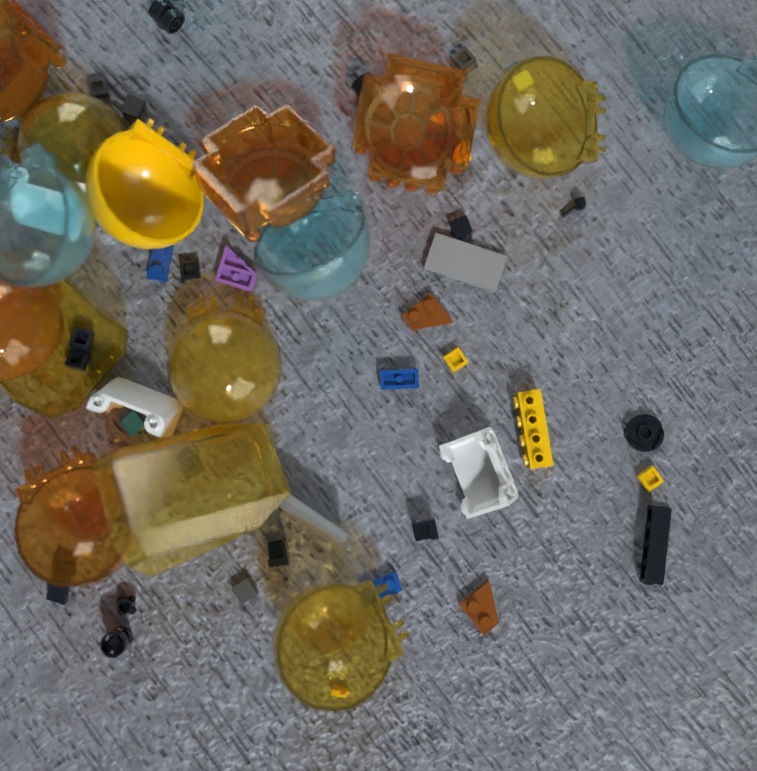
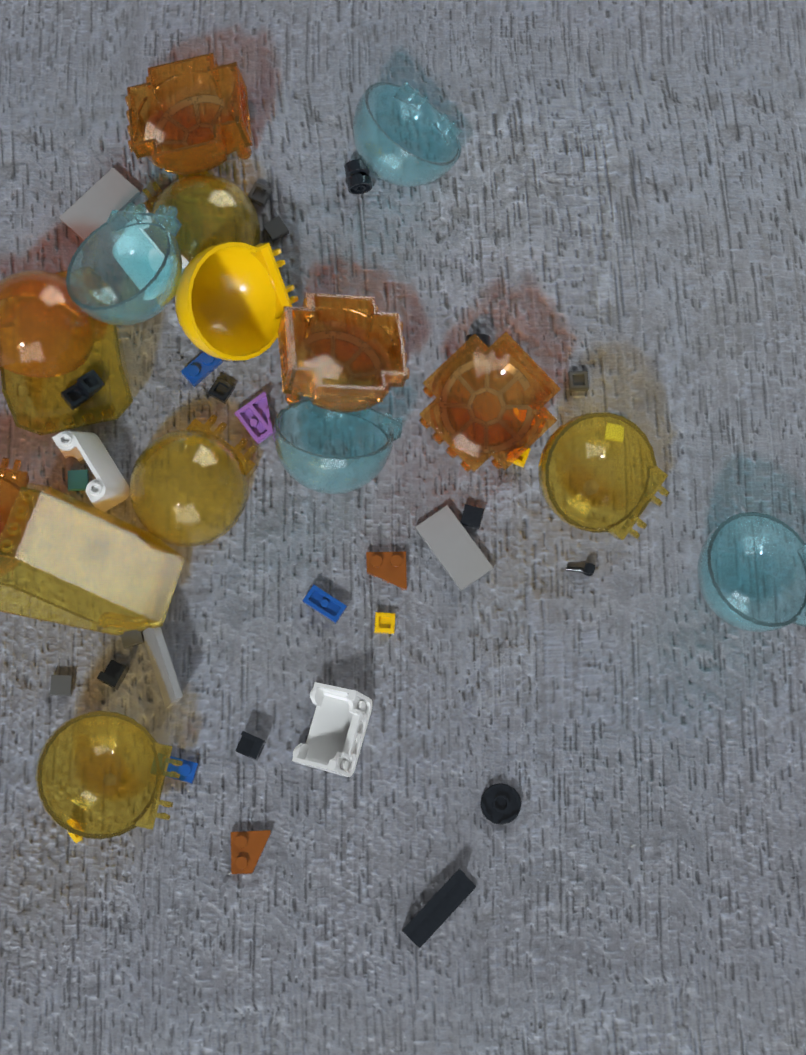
camera: 30 degrees right, 10 degrees down
(533, 429) = (406, 729): yellow brick -> none
(650, 478) = (476, 847): yellow tile -> none

